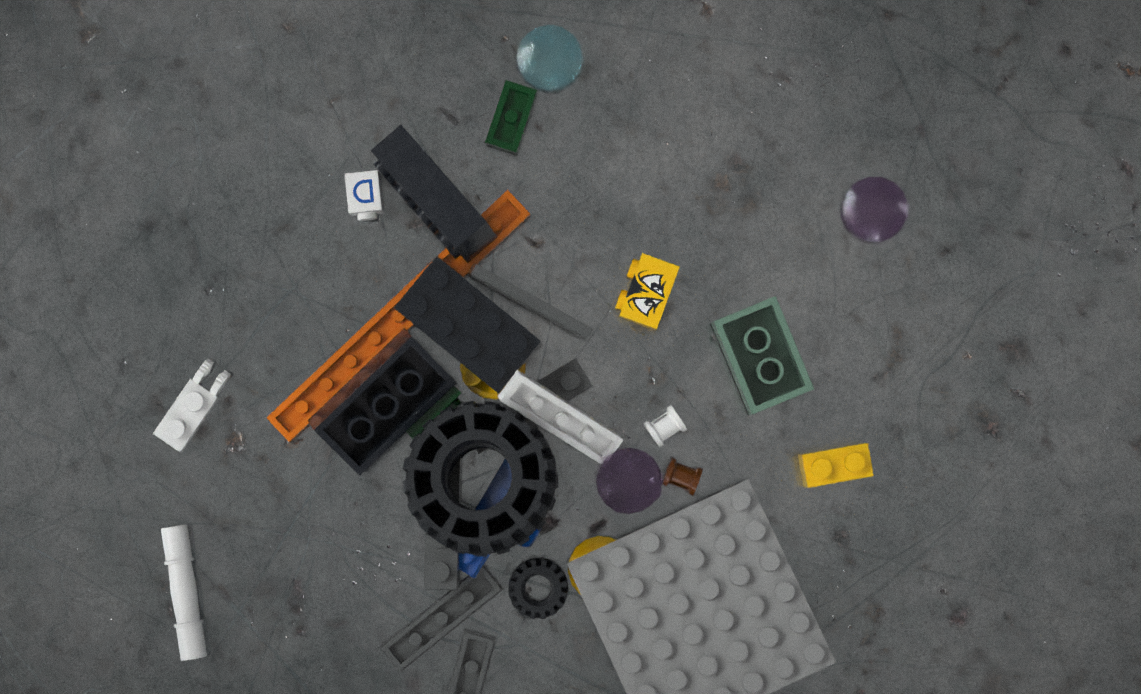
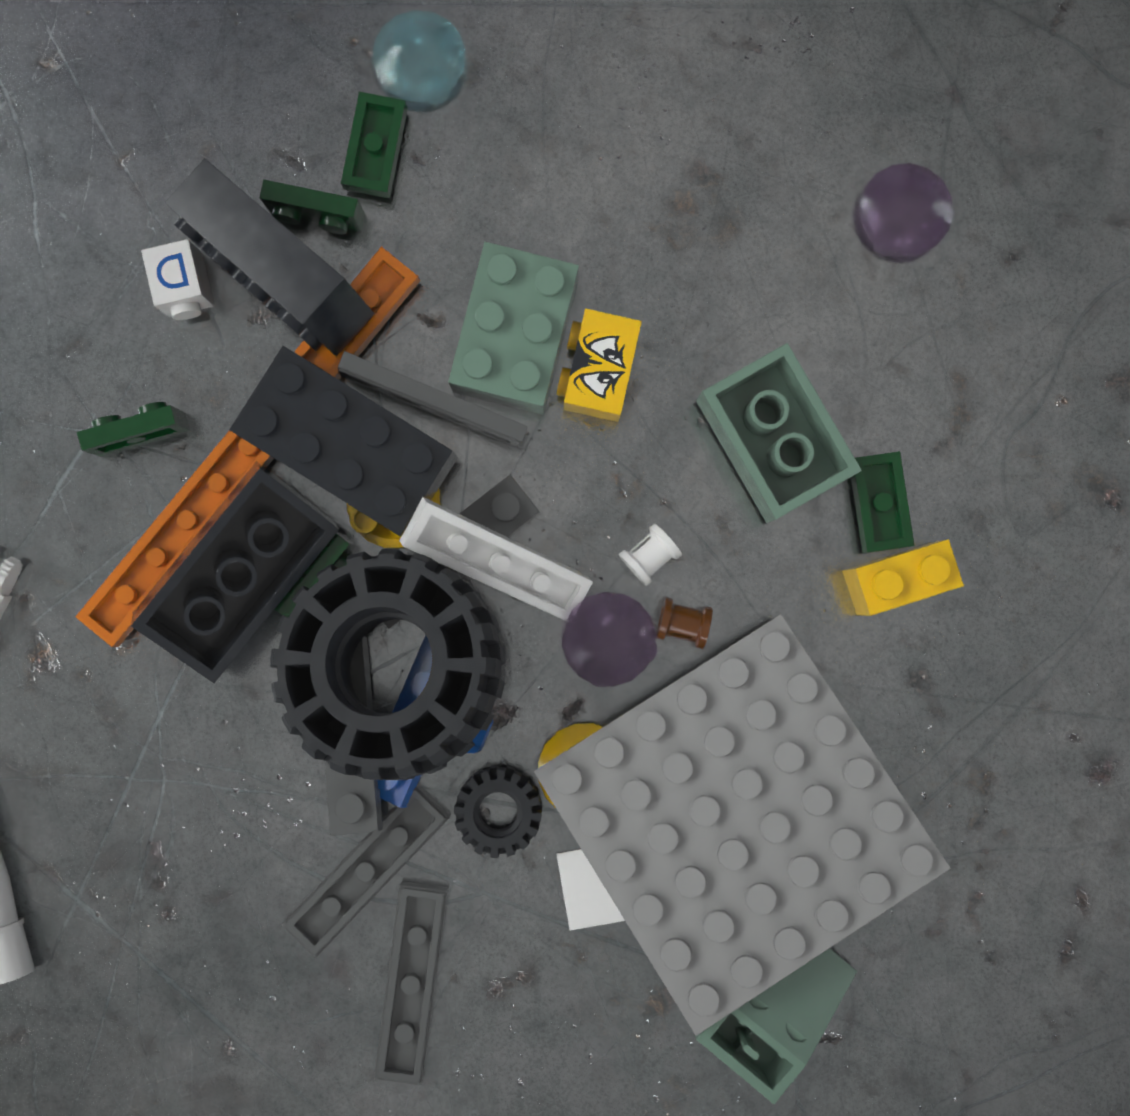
camera: 10 degrees left, 0 degrees up
(334, 290) = (116, 434): none -> dark green plate
(476, 161) = (293, 203): none -> dark green plate
(590, 653) = (584, 894): none -> white sticker
(591, 259) = (514, 328): none -> sand green brick
(829, 411) = (882, 503): none -> dark green plate

